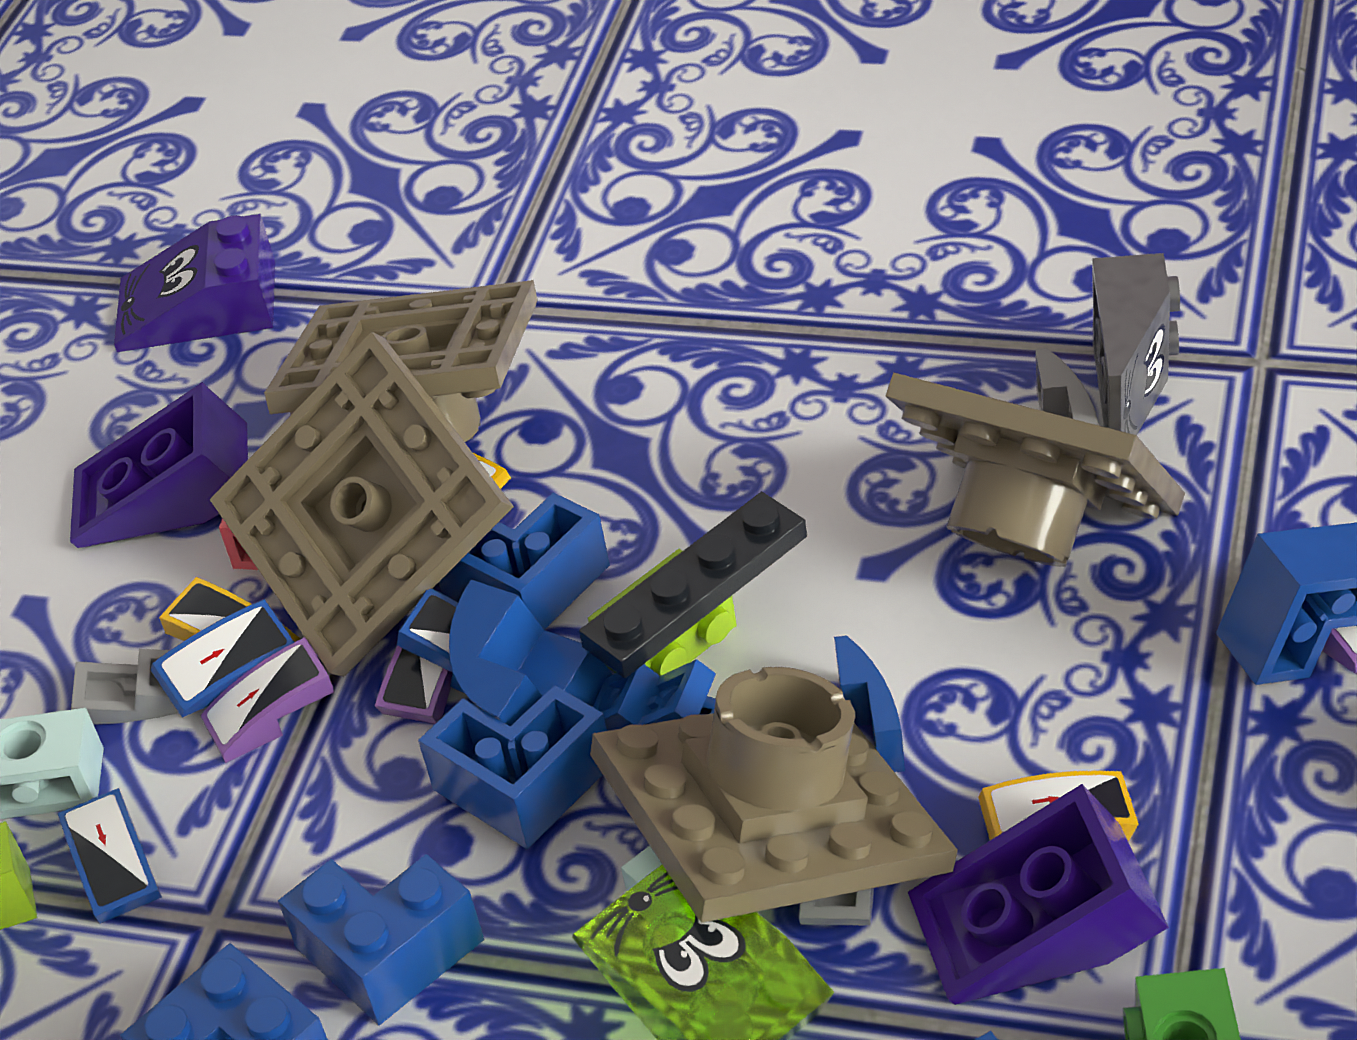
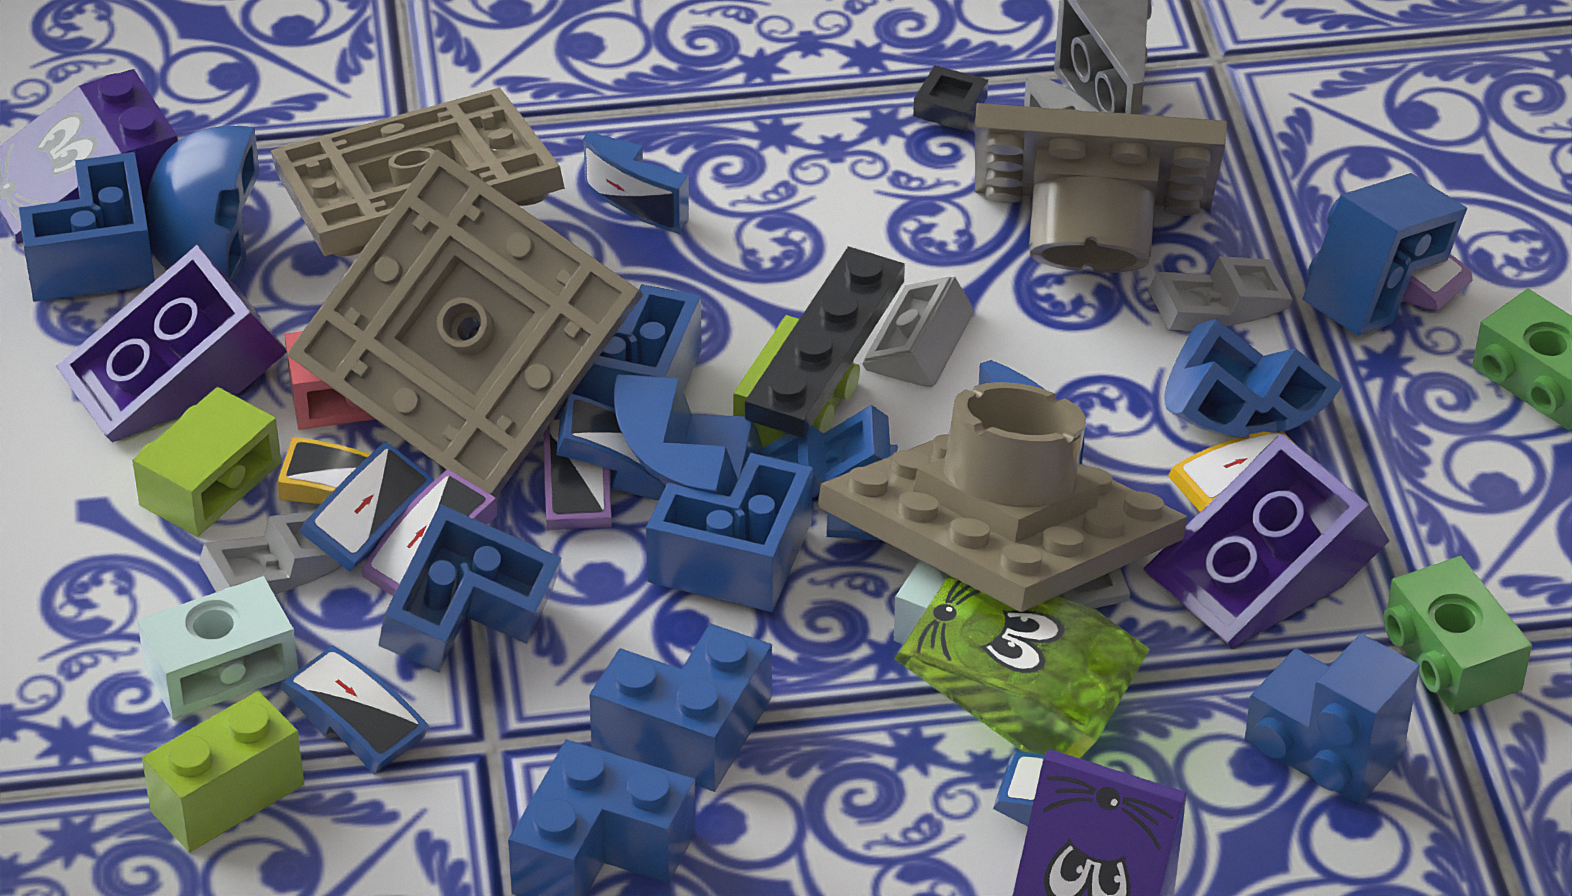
camera: 30 degrees left, 0 degrees up
(123, 583) = (206, 461): none -> lime brick
(155, 359) = (92, 240): none -> blue brick
(242, 746) = (463, 573): none -> blue brick
(253, 331) = (200, 197): none -> blue brick
(634, 396) = (641, 190): none -> slope
(822, 589) = (920, 332): none -> light grey slope
(968, 357) = (950, 98): none -> black plate
(1094, 719) = (1237, 391): none -> blue brick
(1151, 612) = (1232, 293): none -> light grey slope

